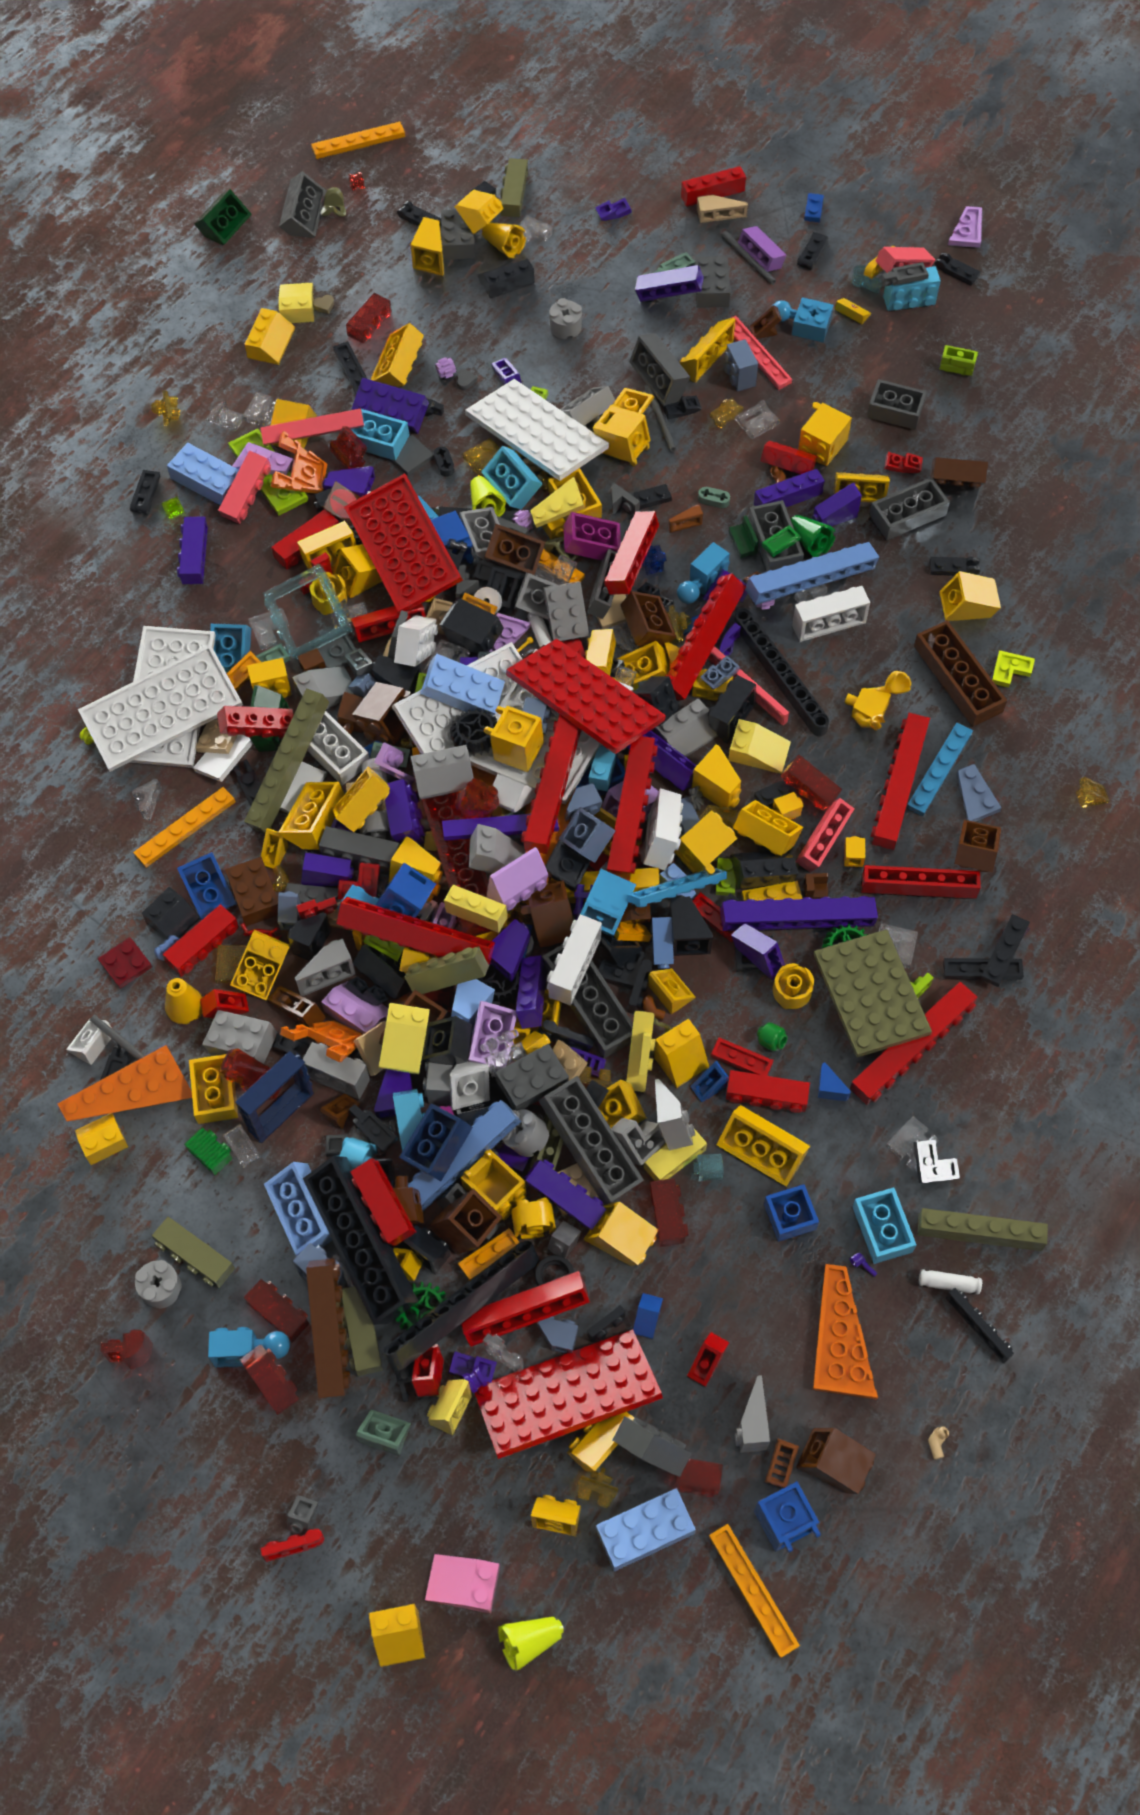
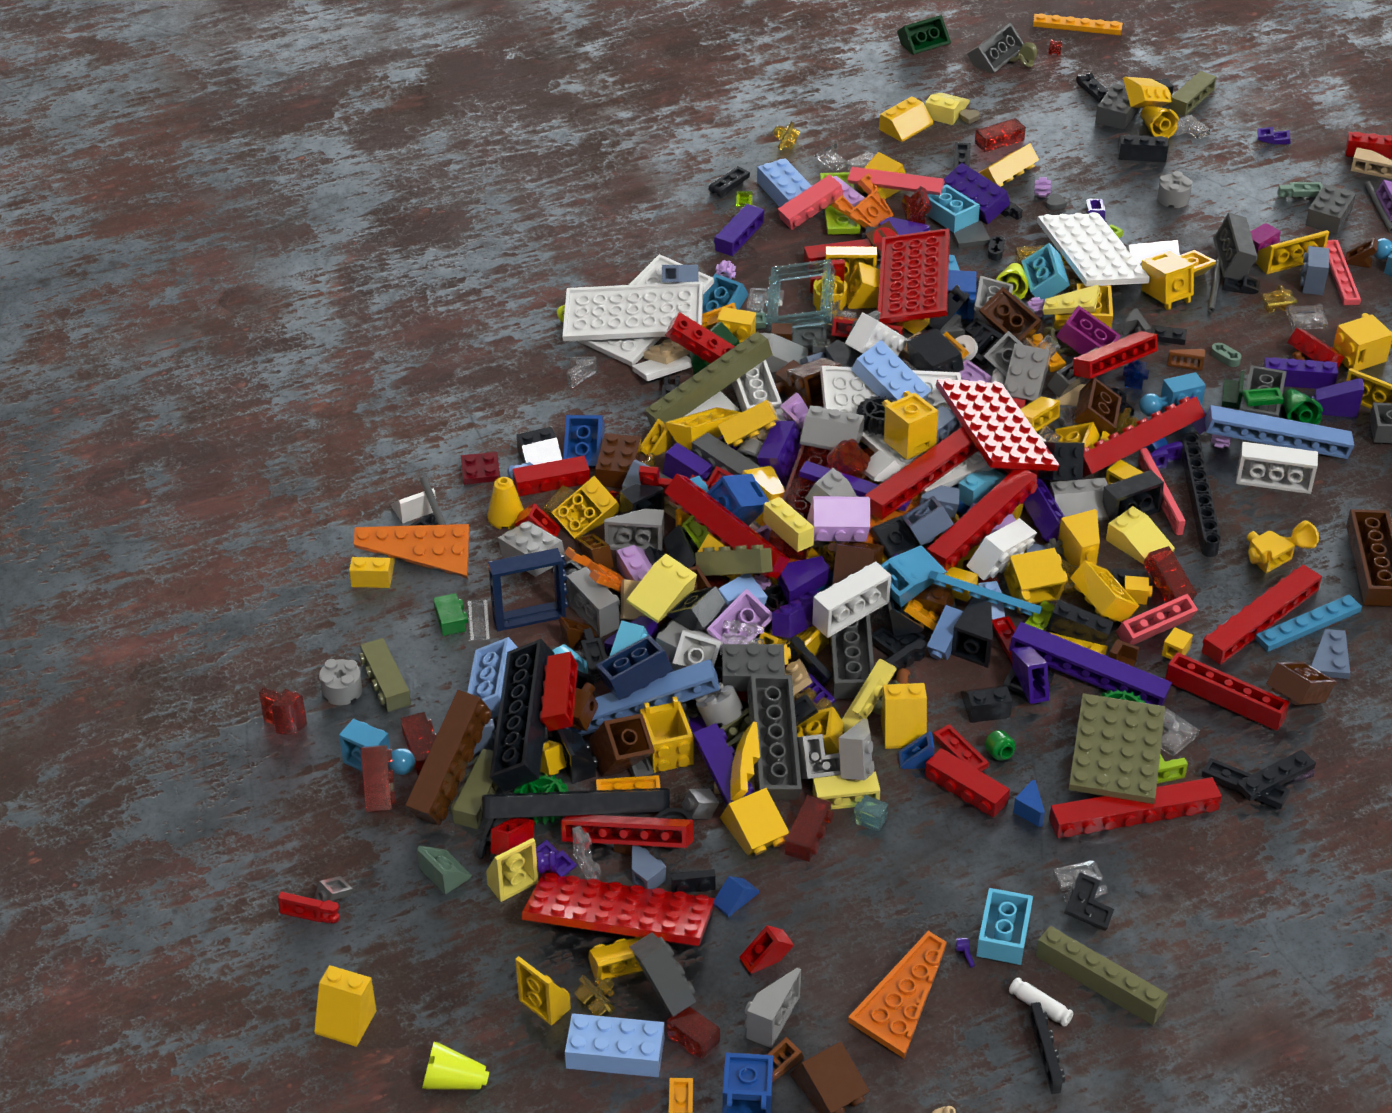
camera: 30 degrees right, 20 degrees down
(182, 644) = (680, 273): none -> sand blue slope
(184, 827) = (596, 401): light orange plate -> none
(211, 1092) = (473, 578): yellow brick -> none
(212, 609) = (726, 269): none -> lavender gear
(243, 1069) = (527, 584): clear red brick -> none
(427, 248) = (1083, 103): yellow slope -> none
(463, 1582) = (431, 1007): bright pink slope -> none
(533, 1218) = (683, 772): yellow brick -> none
(588, 1192) = (745, 757): none -> yellow slope
(669, 283) = (1287, 194): brick -> none
(670, 989) = (930, 671): yellow slope -> none
(675, 341) = (1265, 236): none -> magenta brick
(722, 672) = (1133, 467): sand blue slope -> none
(733, 994) = (987, 703): none -> black slope
(763, 1145) = (933, 819): yellow slope -> none
(791, 1212) = (922, 876): blue brick -> none
(793, 986) = (1046, 716): yellow brick -> none

